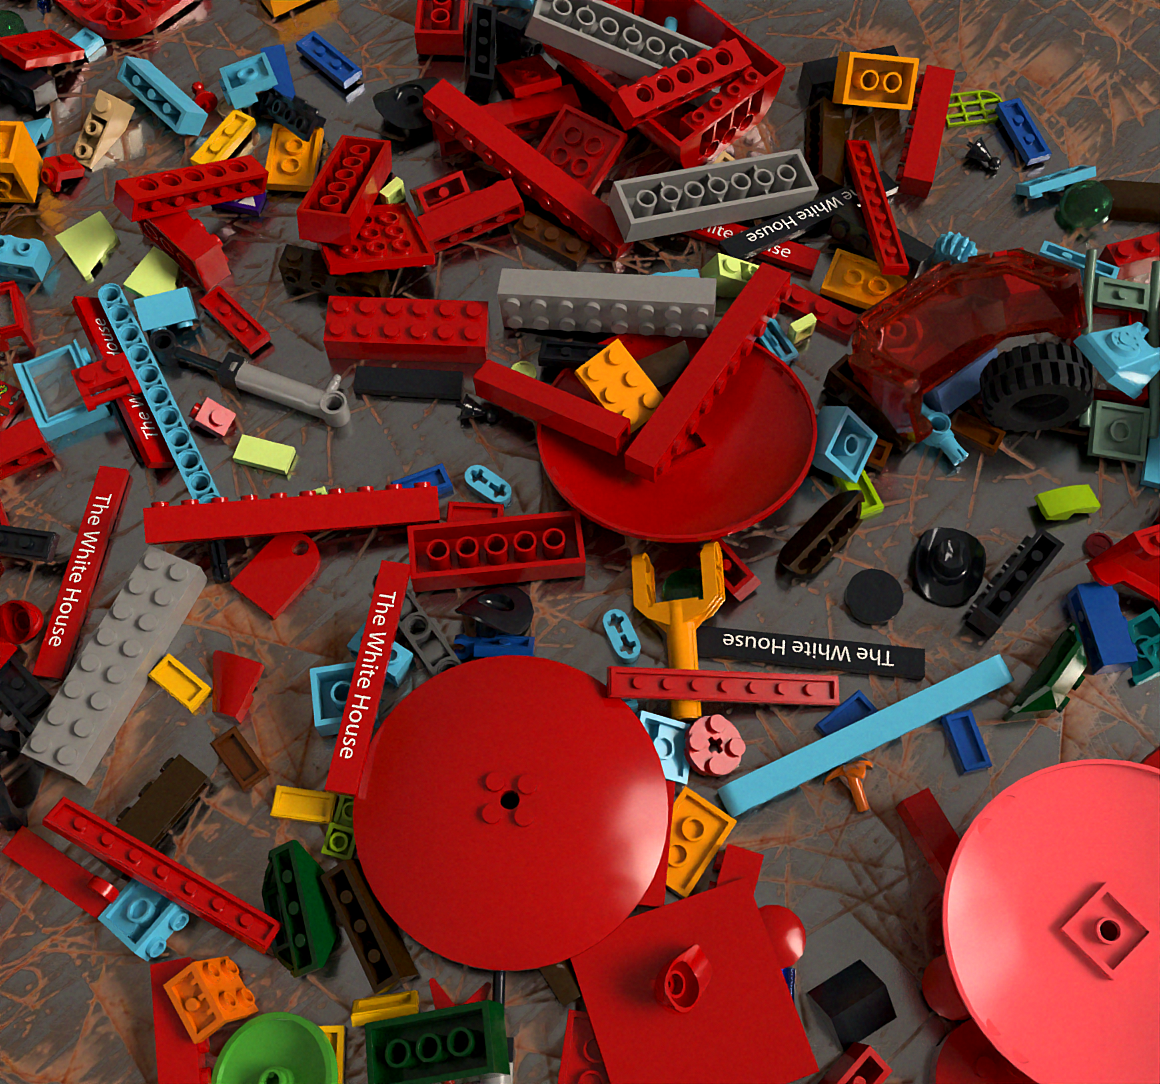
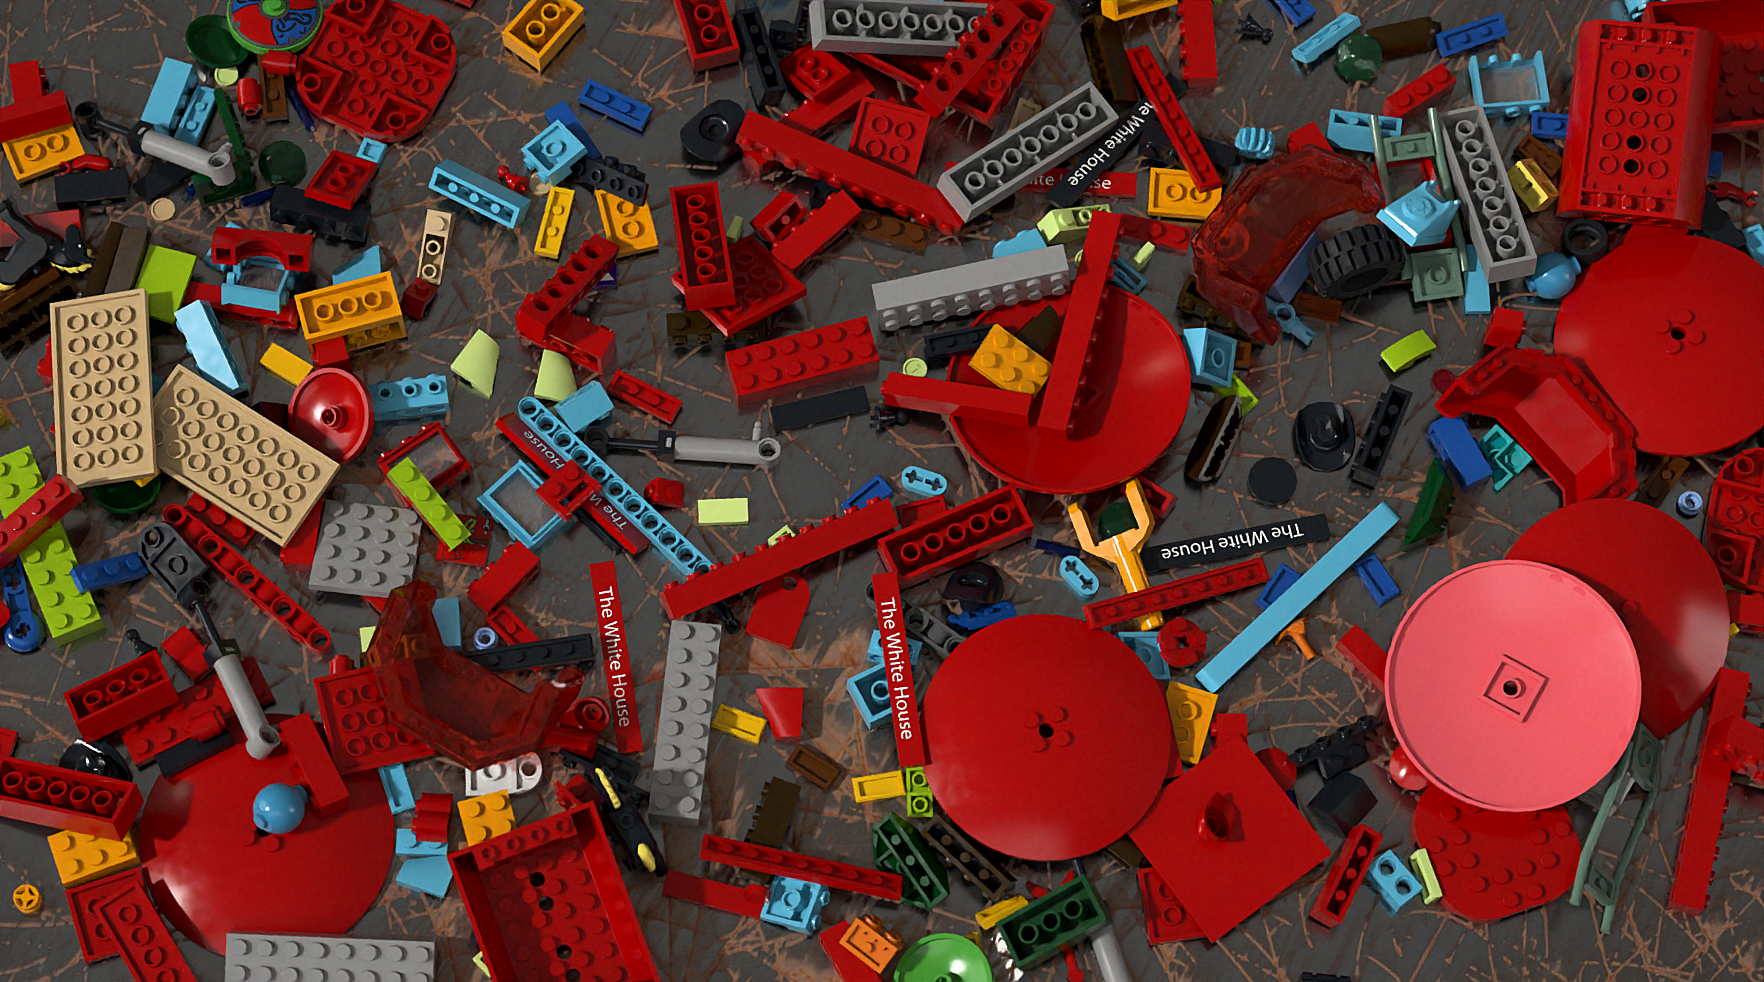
camera: 20 degrees left, 5 degrees up
(608, 598) = (1057, 548): none -> clear blue piece
(865, 935) = (1339, 749): none -> black bracket

